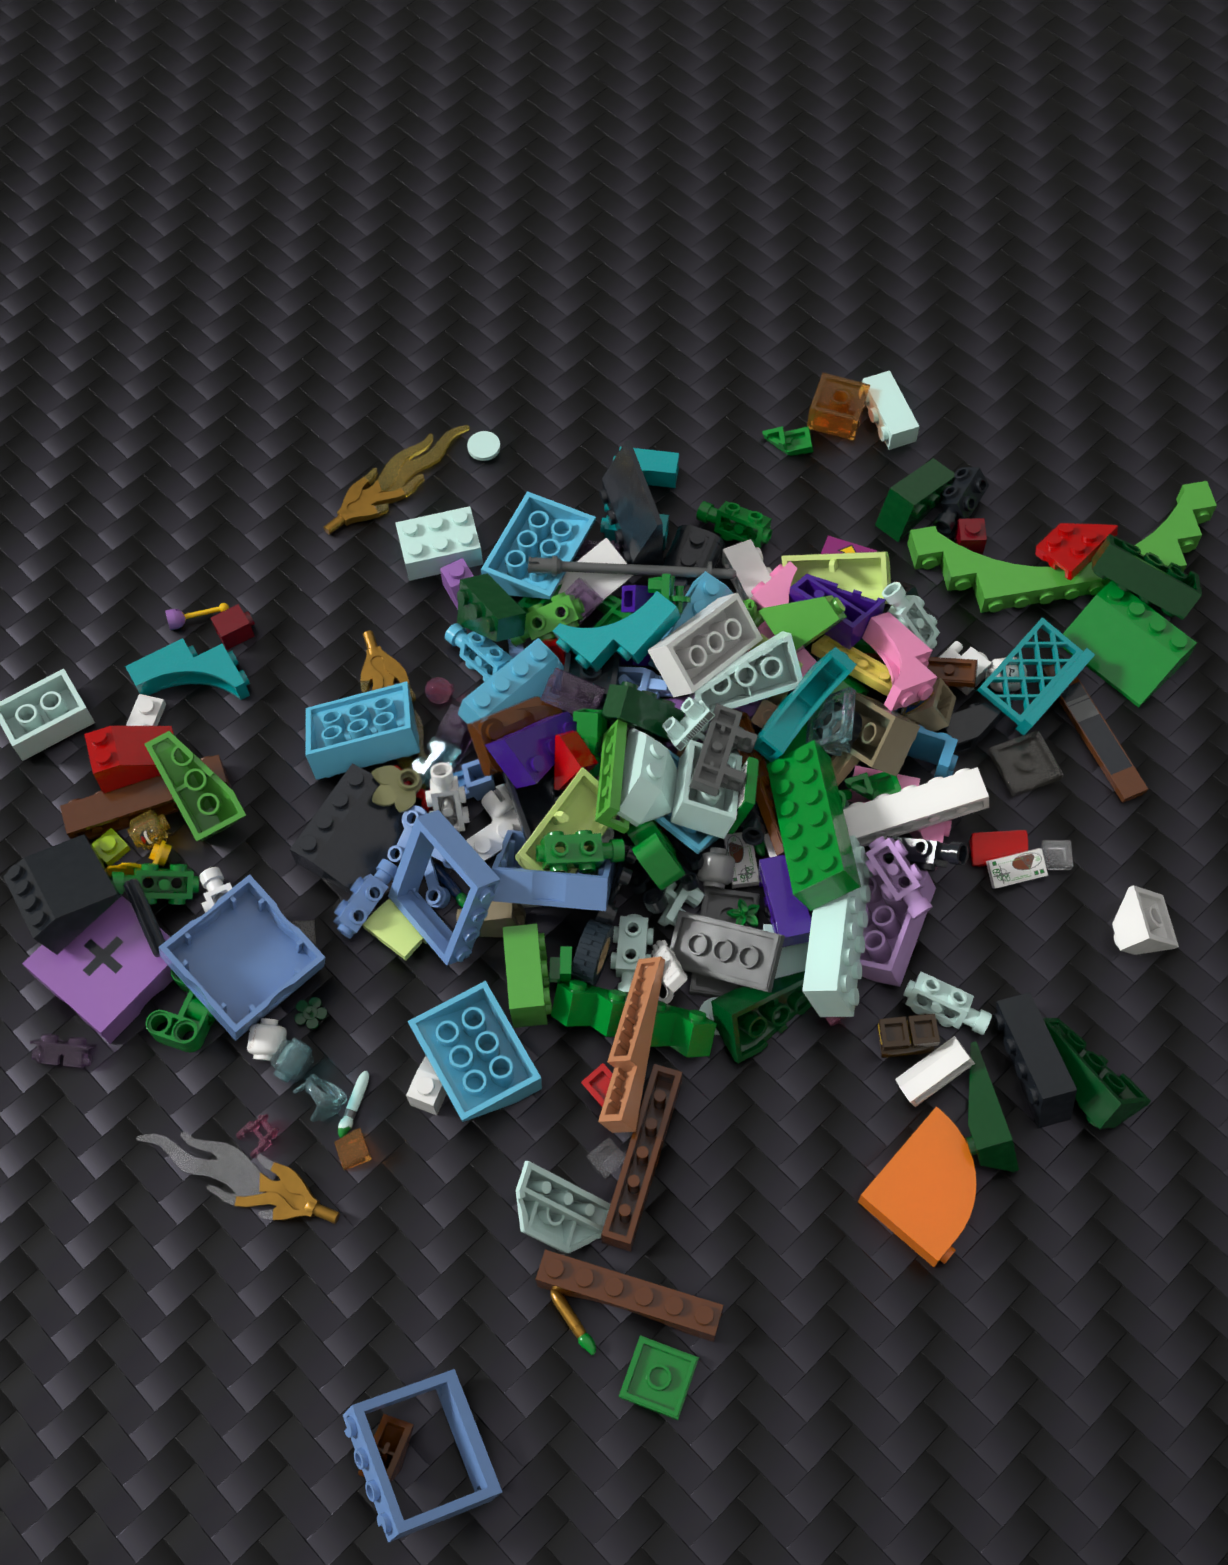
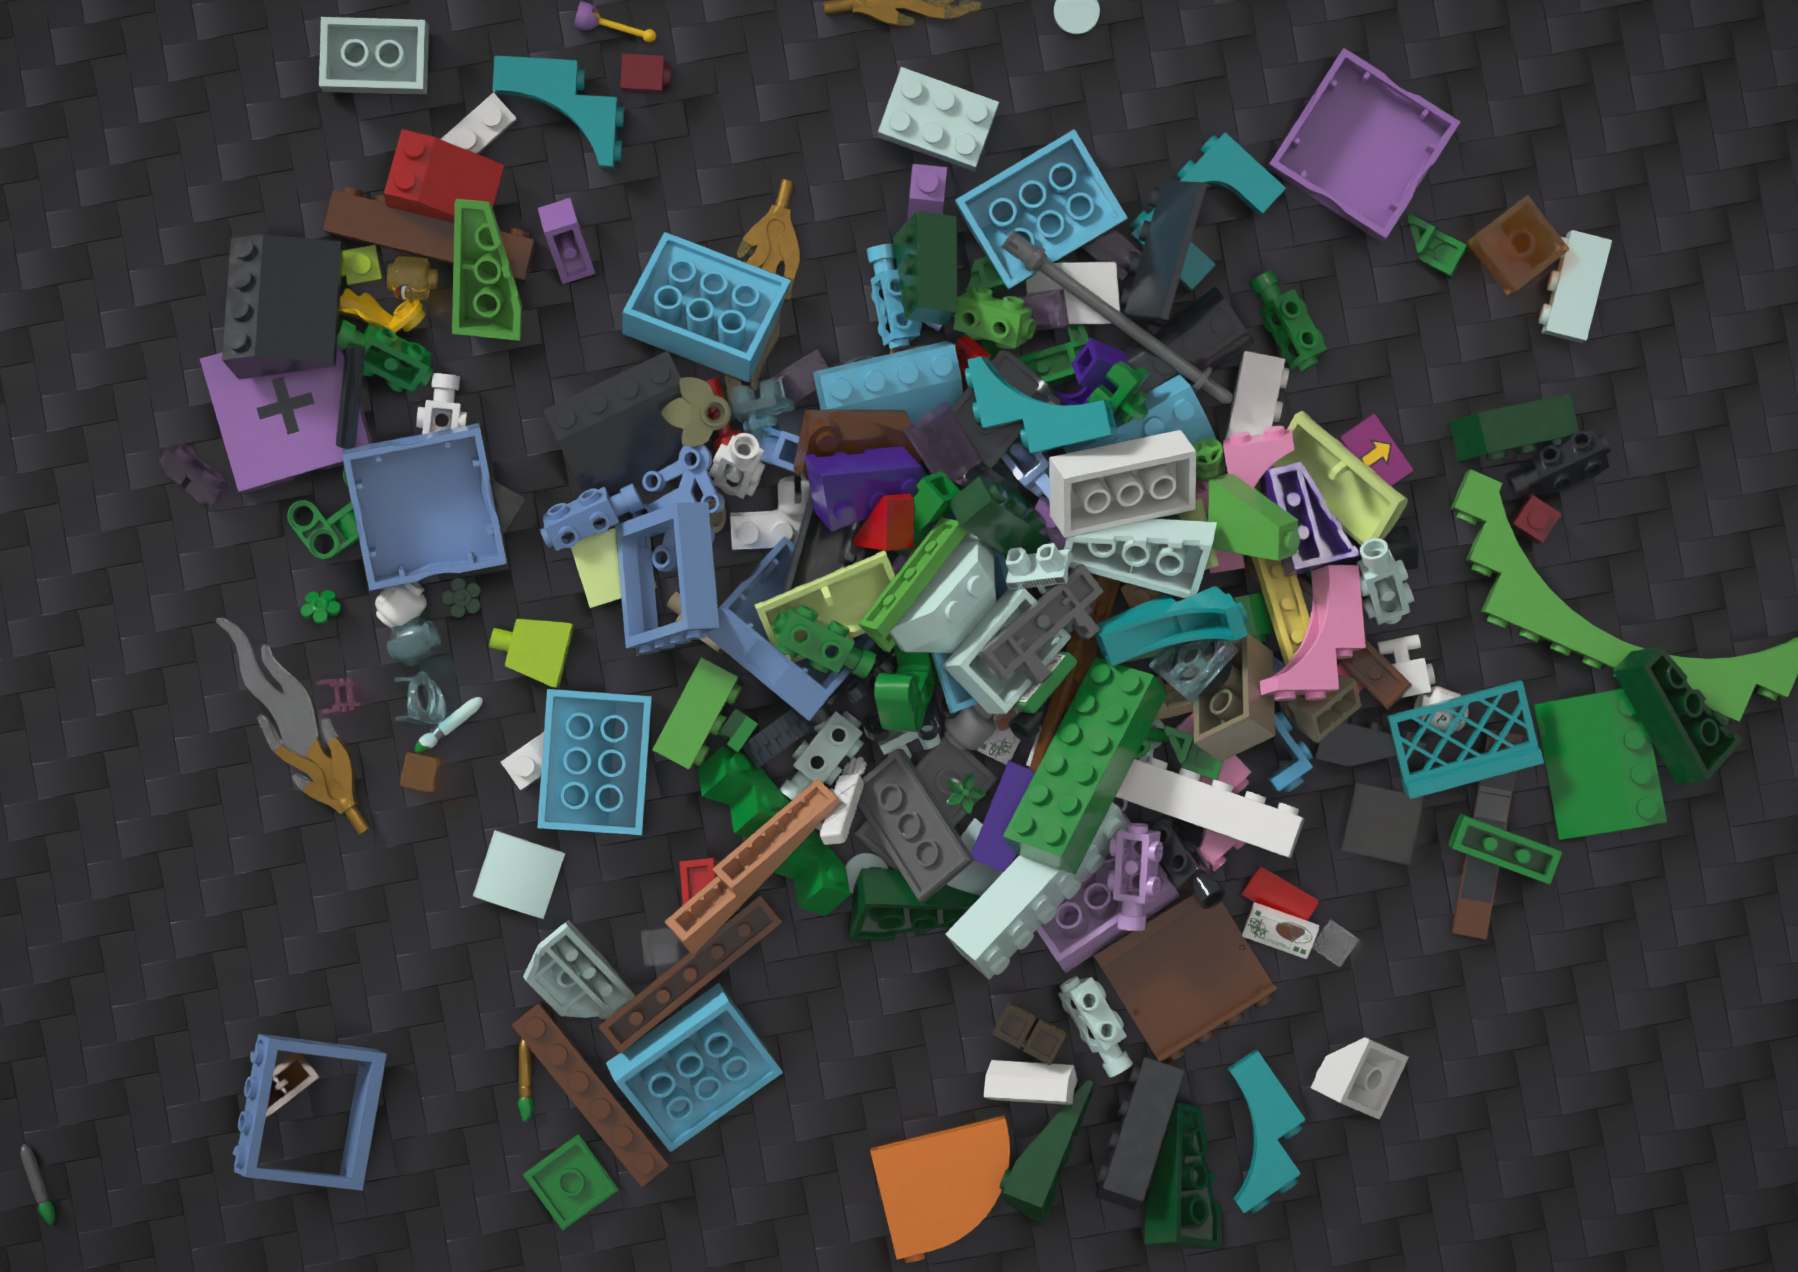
camera: 30 degrees right, 25 degrees up
(209, 1081) = (320, 606): none -> green plant
(242, 748) = (566, 240): none -> medium lavender slope
(383, 1009) = (535, 648): none -> lime torso
(438, 690) = (820, 309): clear pink plate -> none
(471, 1173) = (518, 874): none -> light aqua slope
(691, 1226) = (693, 1067): none -> medium azure slope
(708, 411) = (1363, 145): none -> medium lavender tile
(977, 937) = (1185, 975): none -> reddish brown panel
(1073, 545) = (1638, 611): red wing -> none
(1112, 989) = (1272, 1117): none -> teal arch
(1114, 719) = (1504, 848): none -> green brick

